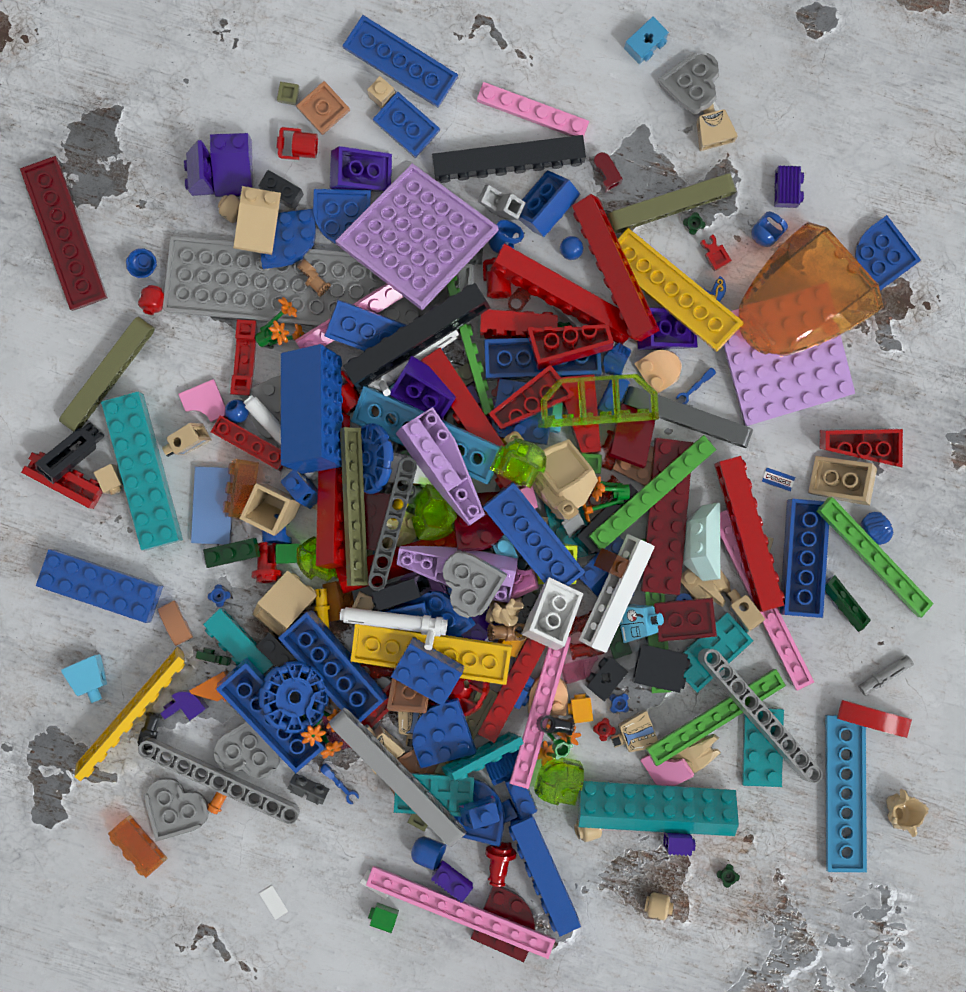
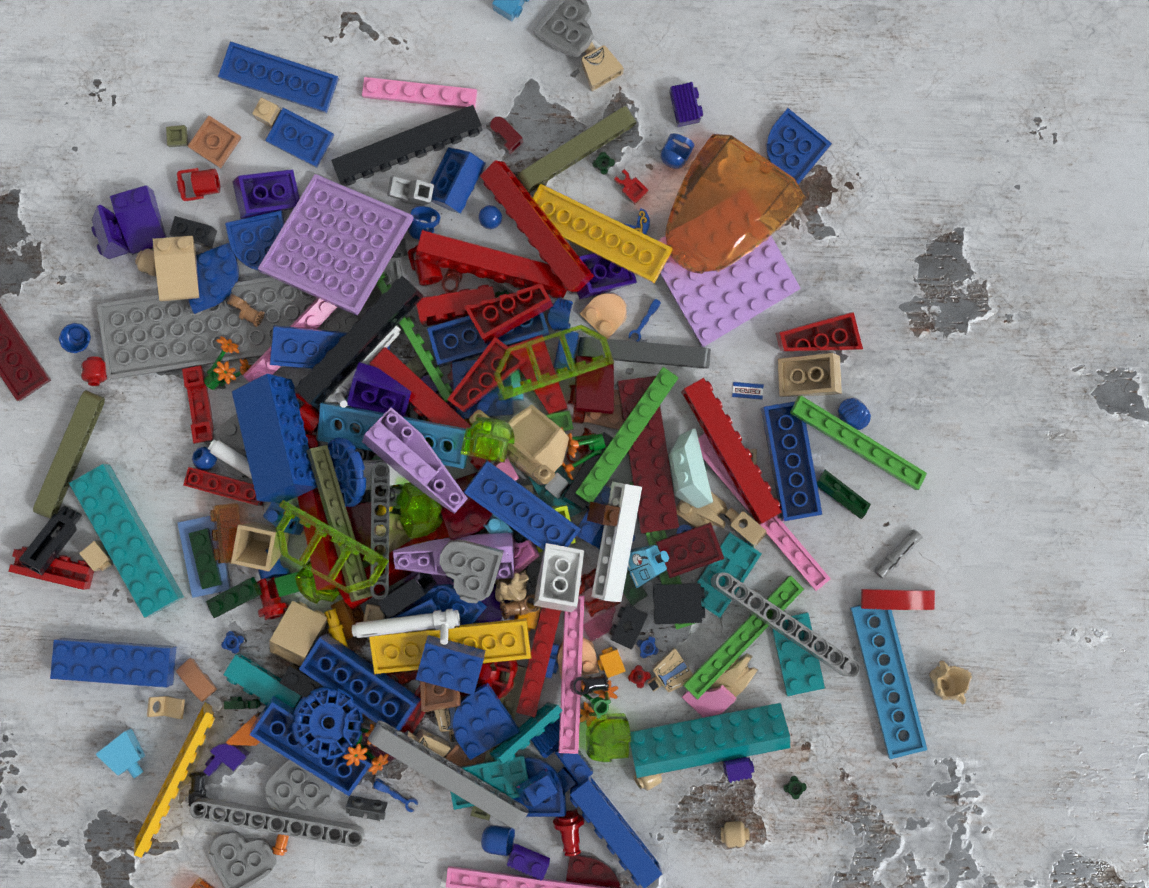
camera: 10 degrees left, 0 degrees up
(141, 642) = (168, 707): none -> tan bracket
(186, 439) = (162, 498): tan torso -> none
(205, 399) = (170, 454): bright pink tile -> none
(213, 508) = (204, 558): none -> dark green plate
(351, 521) = (338, 538): none -> clear neon green plate

